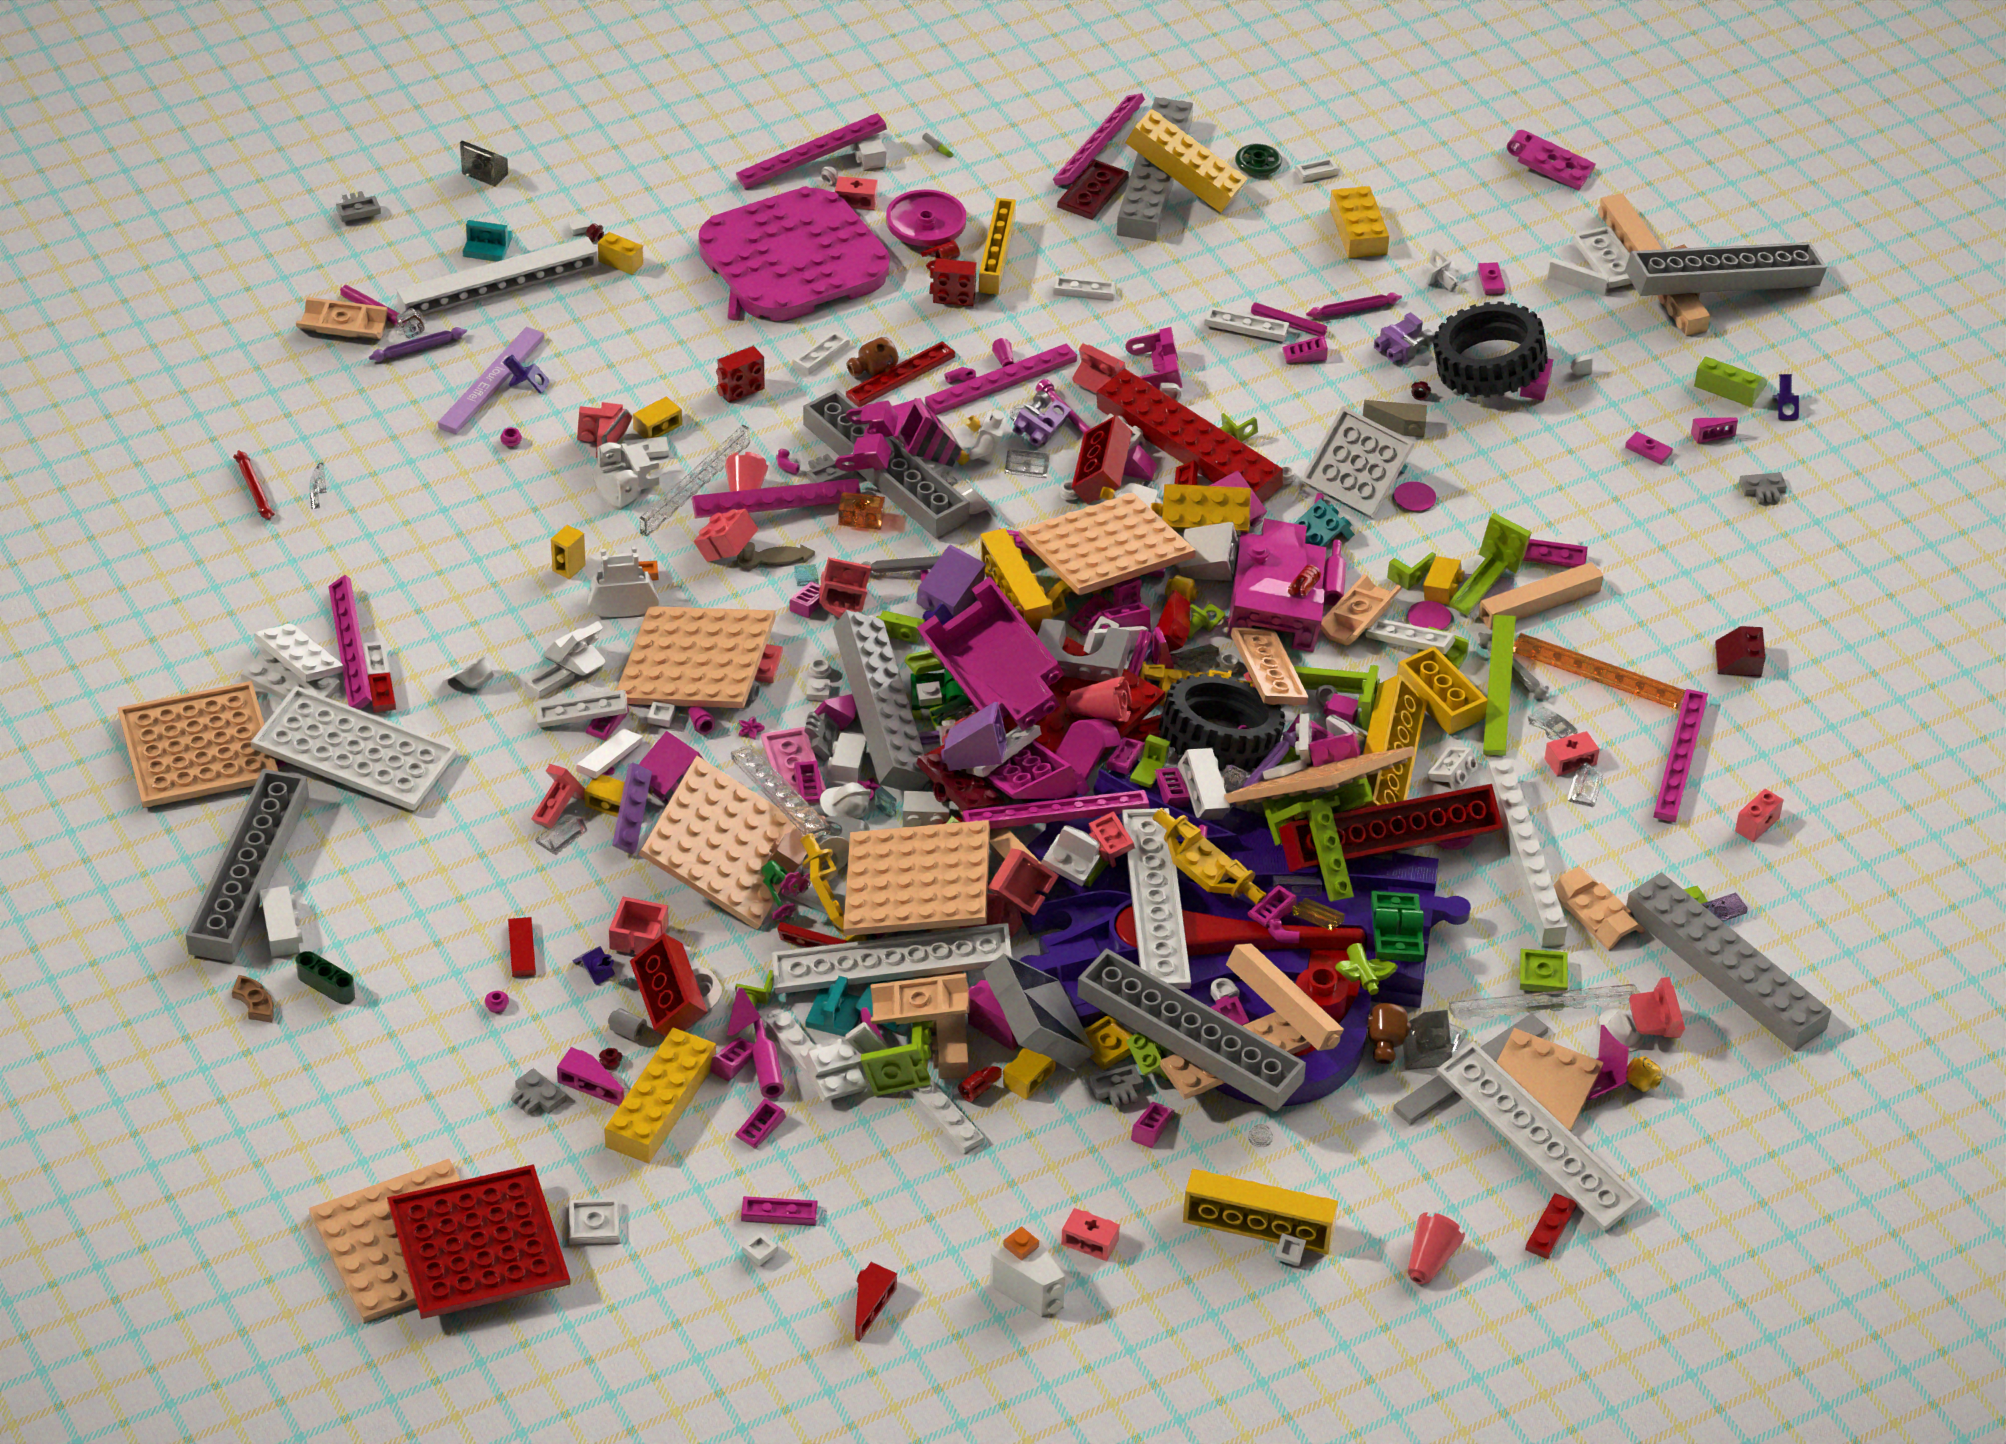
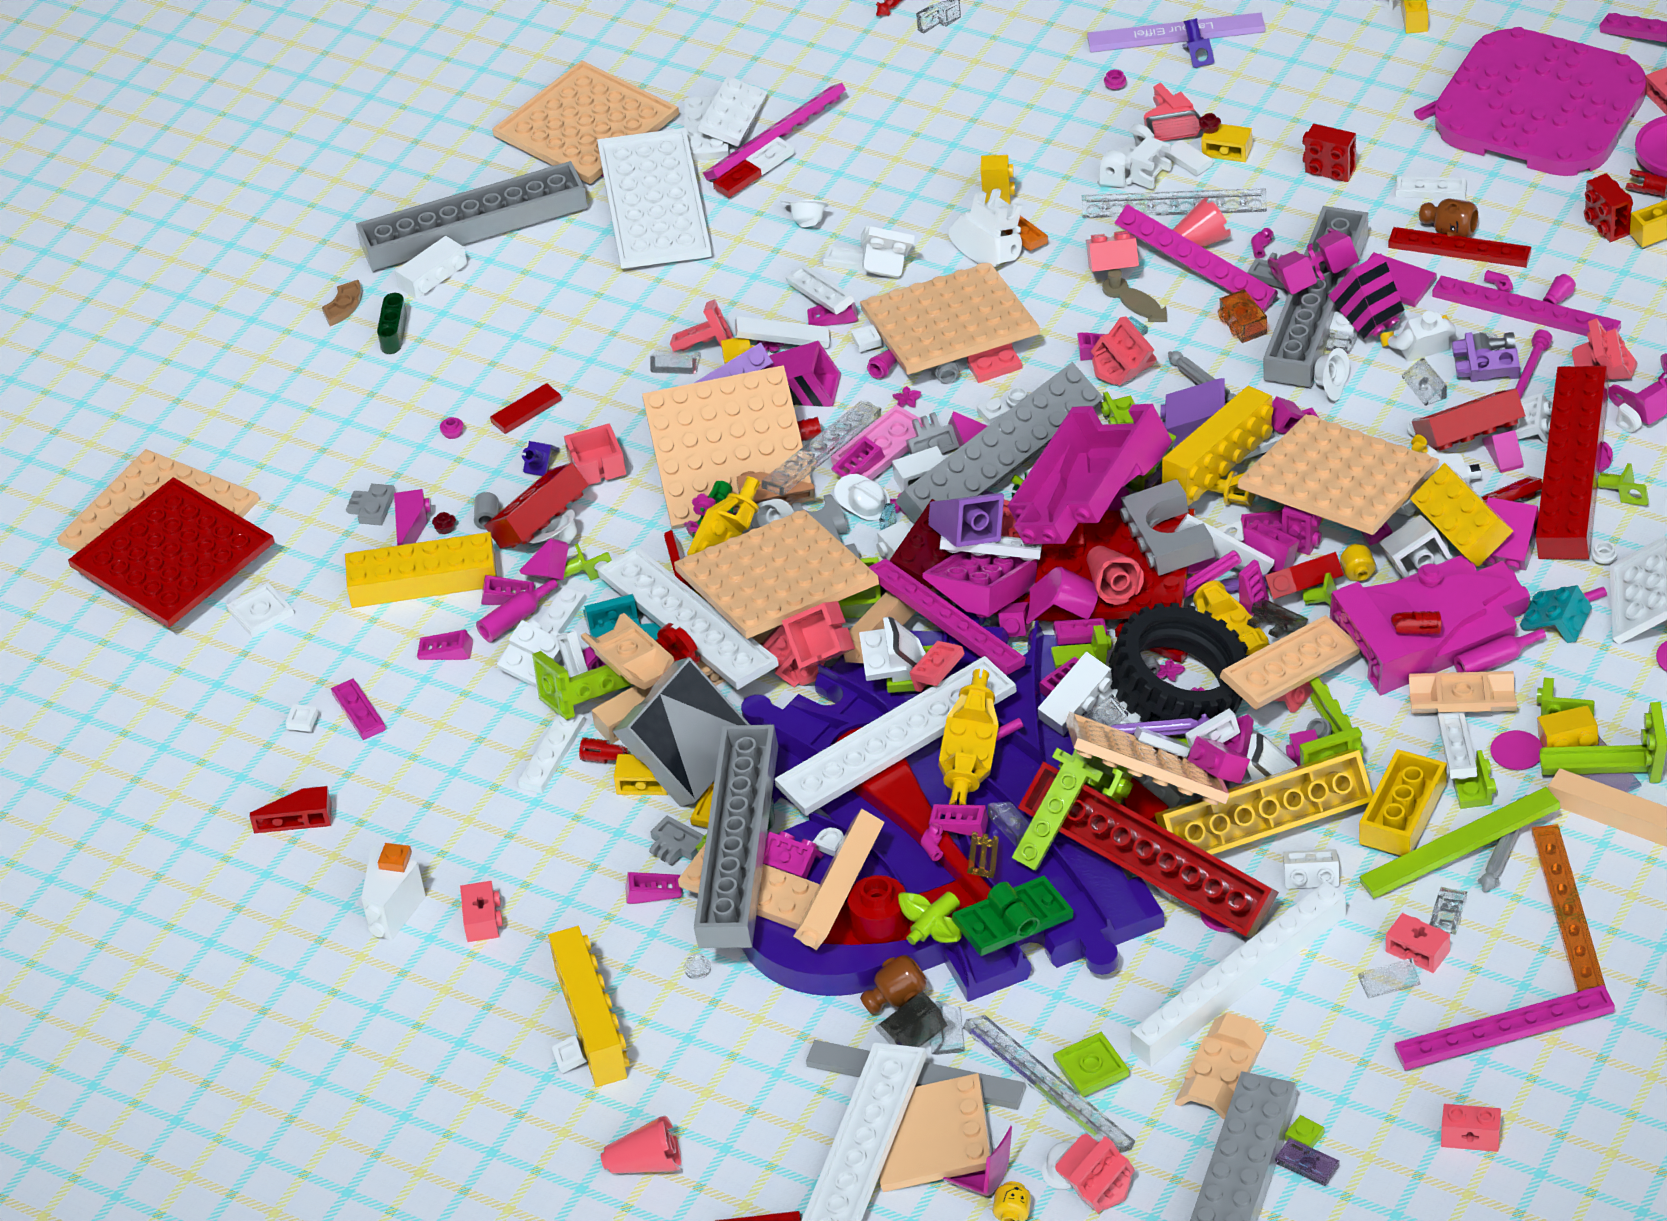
camera: 65 degrees right, 0 degrees up
(640, 412) = (1209, 123): none -> dark red plate
(943, 965) = (677, 643): none -> red plate

